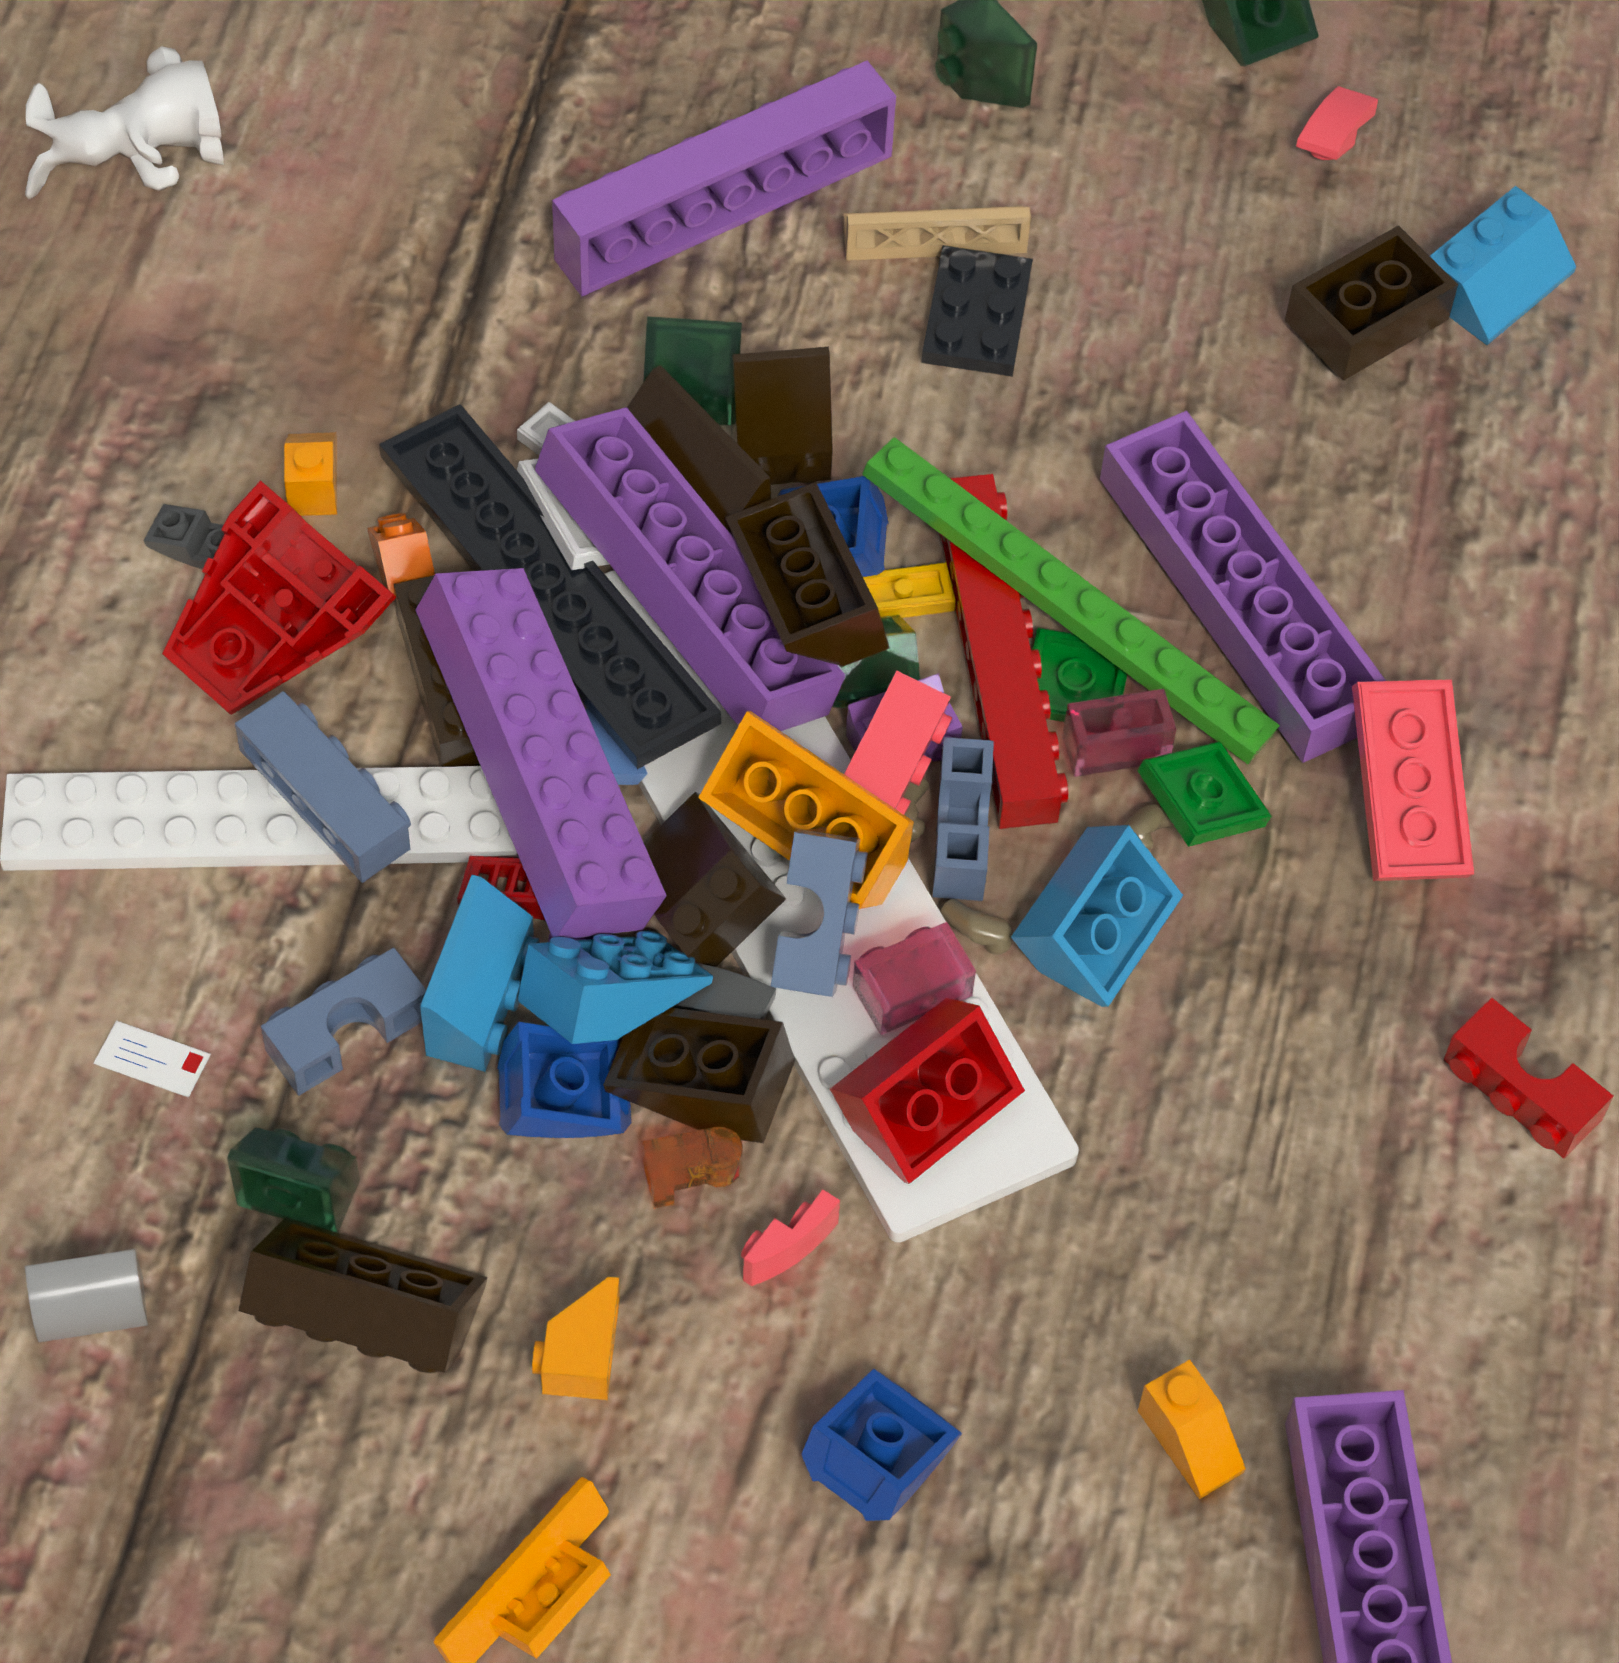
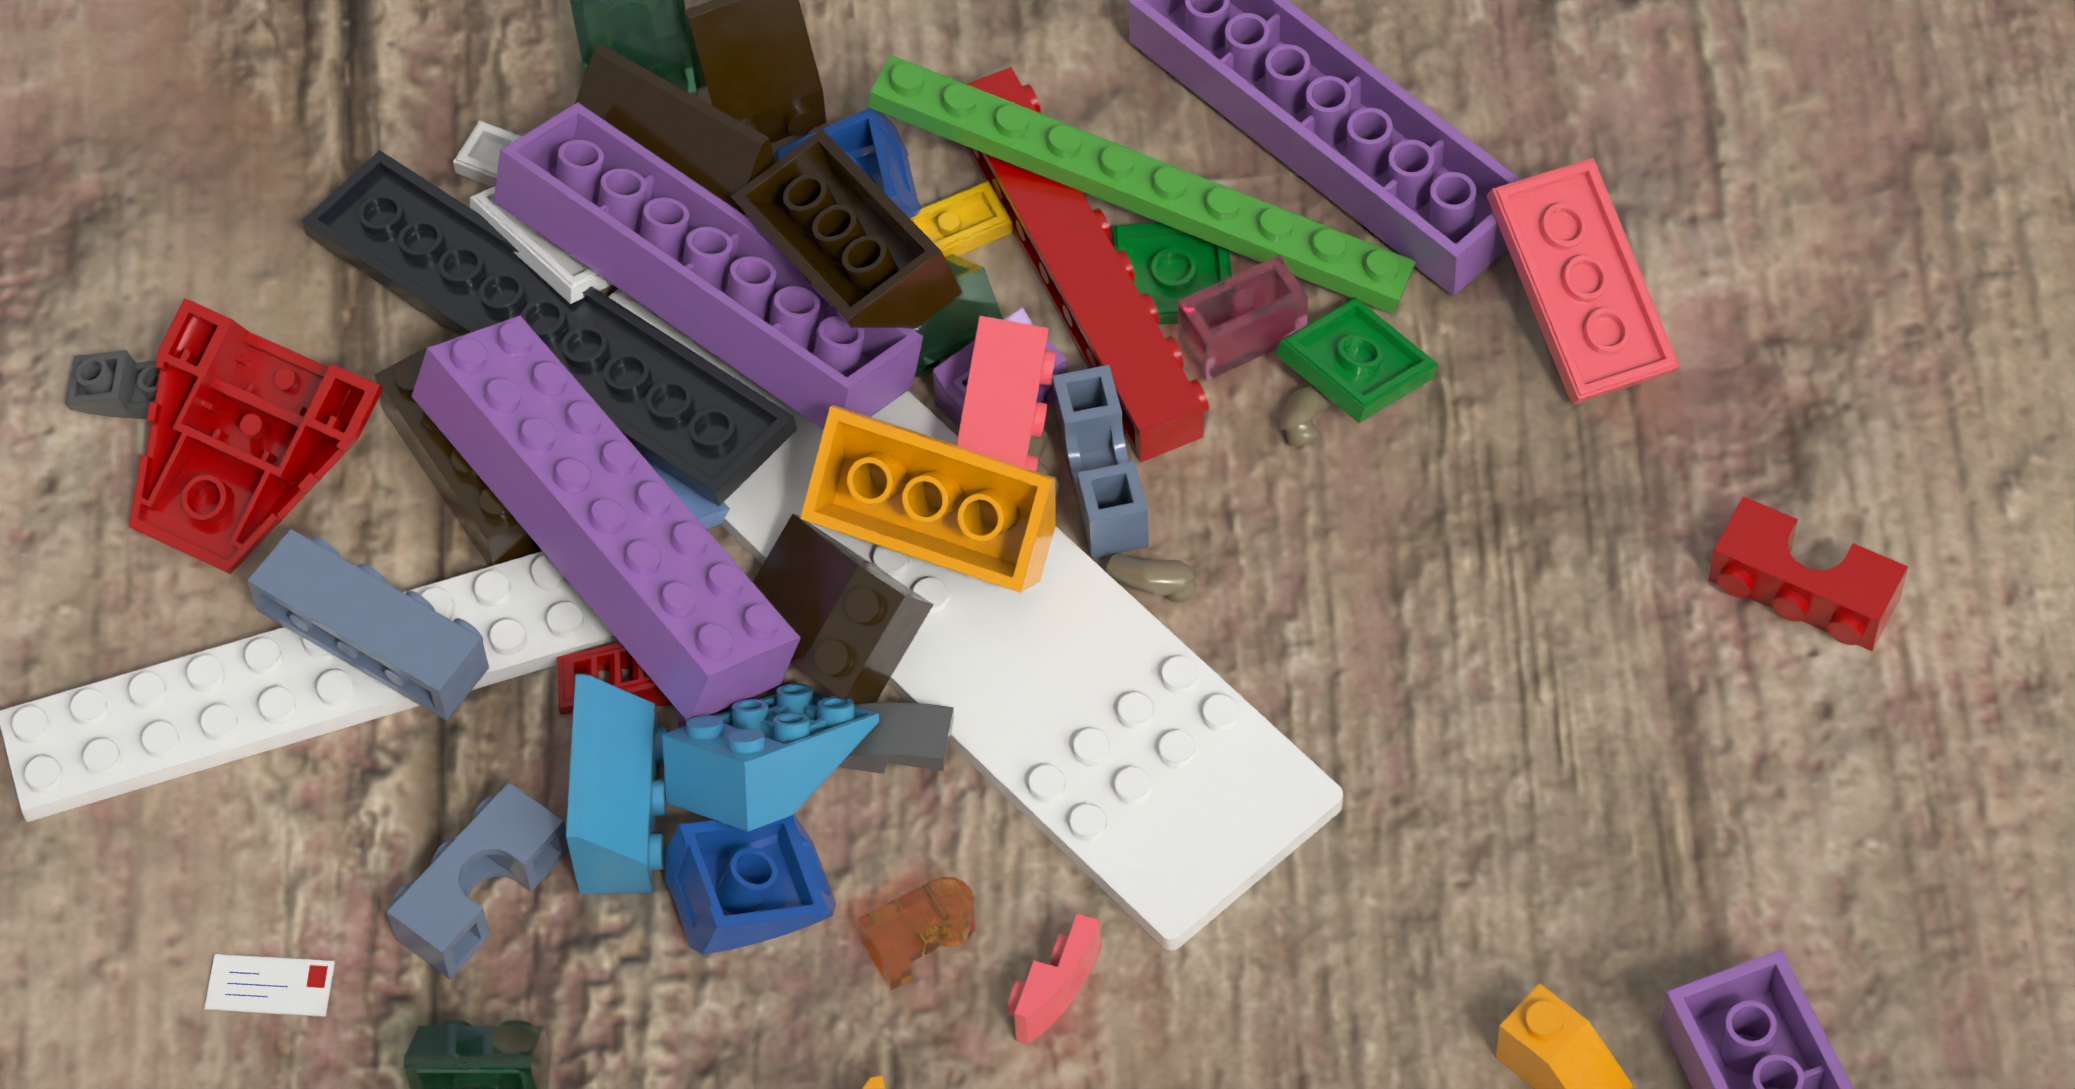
camera: 10 degrees left, 0 degrees up
(311, 473) = (234, 273): light orange slope -> none
(400, 550) = (366, 333): orange slope -> none
(705, 1070) = (902, 819): dark brown slope -> none
(829, 868) = (987, 662): sand blue arch -> none
(912, 976) = (1102, 652): clear pink brick -> none
(928, 1088) = (1159, 769): red slope -> none
(1098, 913) = (1282, 525): dark azure slope -> none

